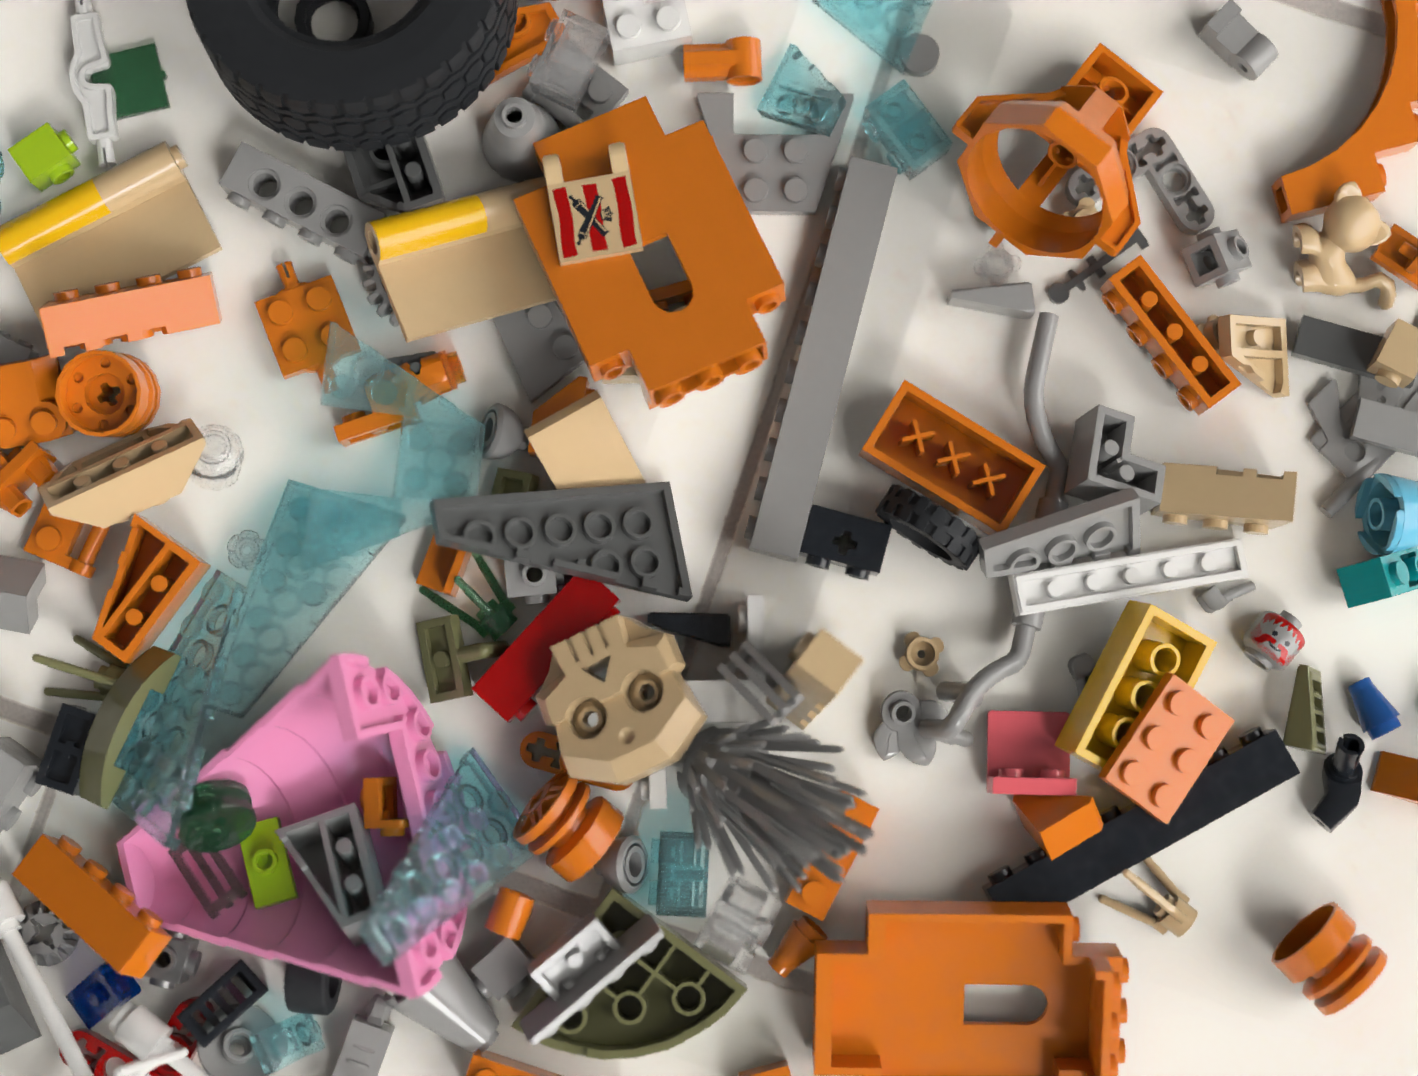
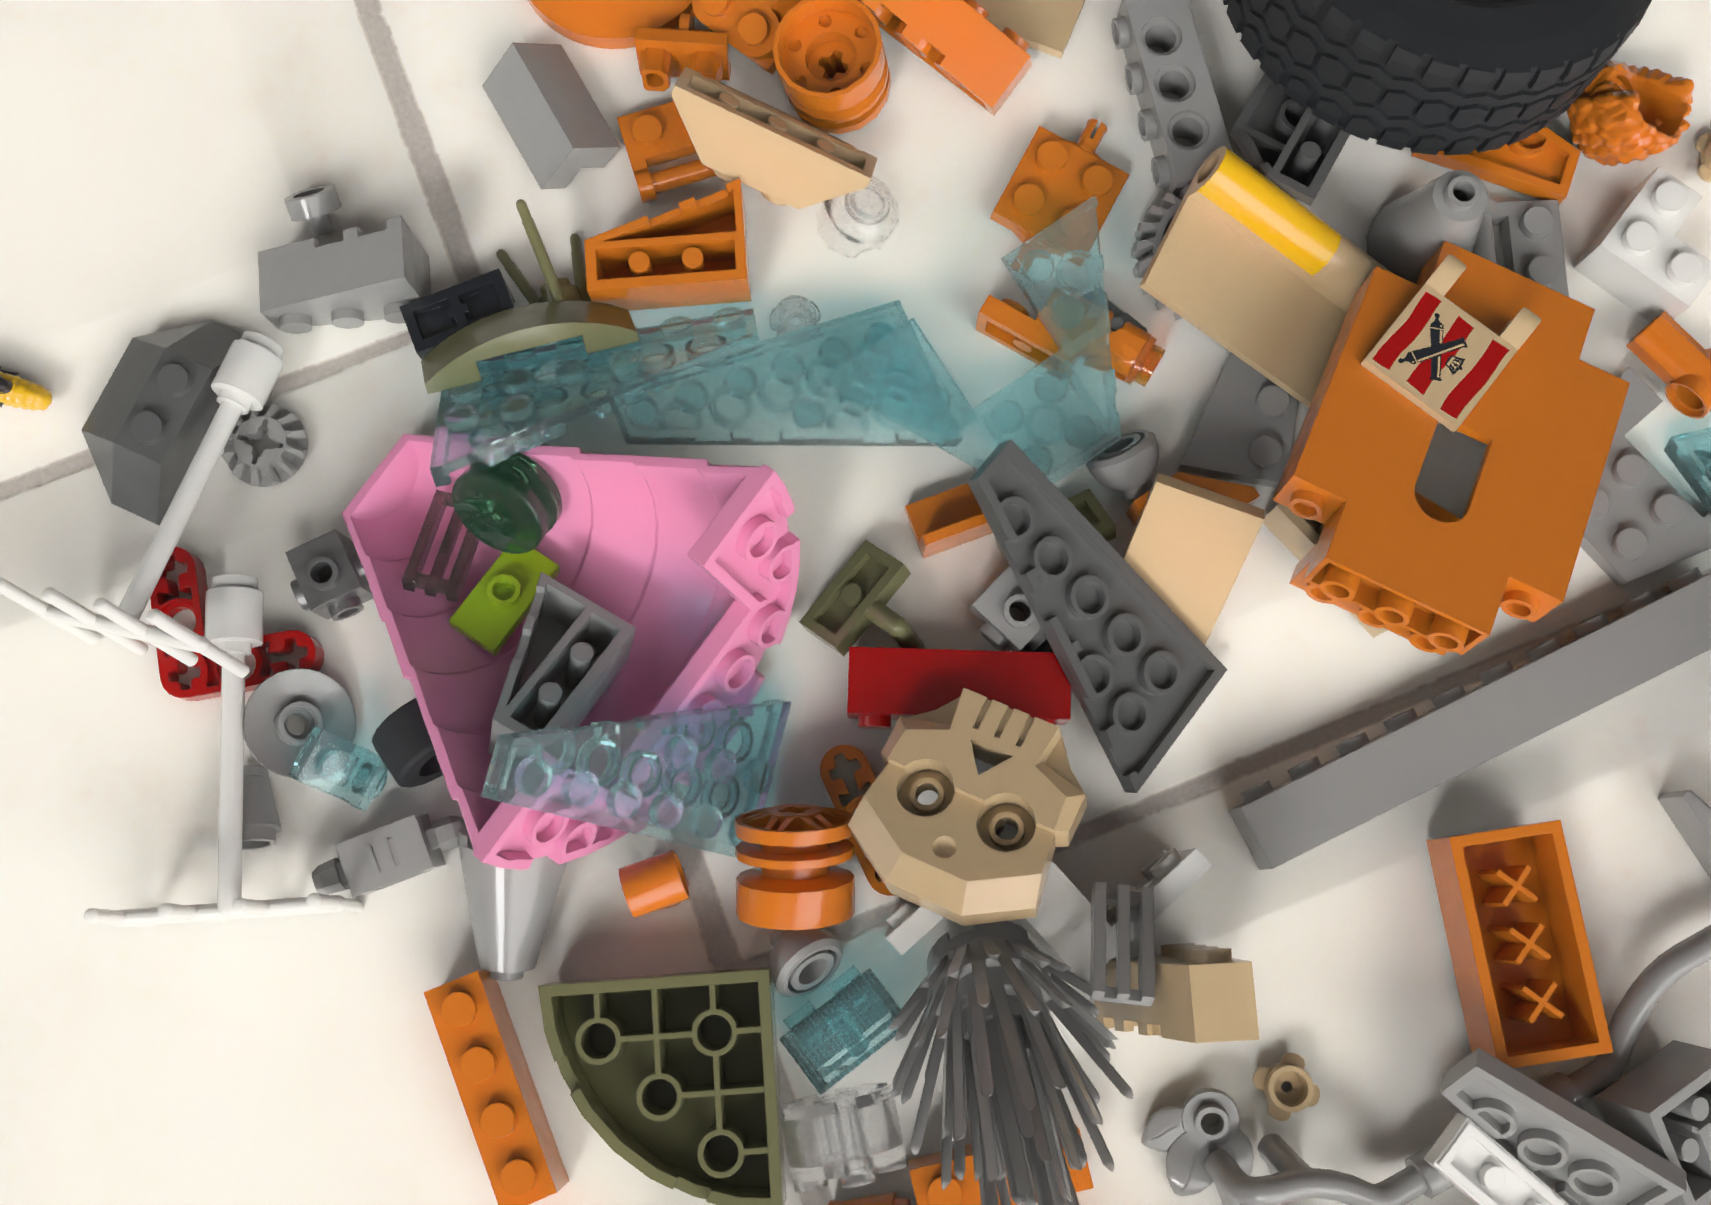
camera: 55 degrees right, 5 degrees down
(93, 905) = (321, 463): orange brick -> none
(102, 994) = (250, 547): clear blue slope -> none
(250, 980) = (279, 664): black slope -> none
(380, 808) = (654, 658): orange bracket -> none
(493, 617) = (938, 612): clear green plant -> none
(503, 970) = (592, 927): light grey brick -> none
(568, 59) = (1550, 211): clear brick -> none
(581, 967) = (659, 1009): light grey bracket -> none
(705, 627) = (1113, 830): black slope -> none
(829, 525) = (1355, 918): black brick -> none
(929, 526) = (1435, 982): black tyre -> none

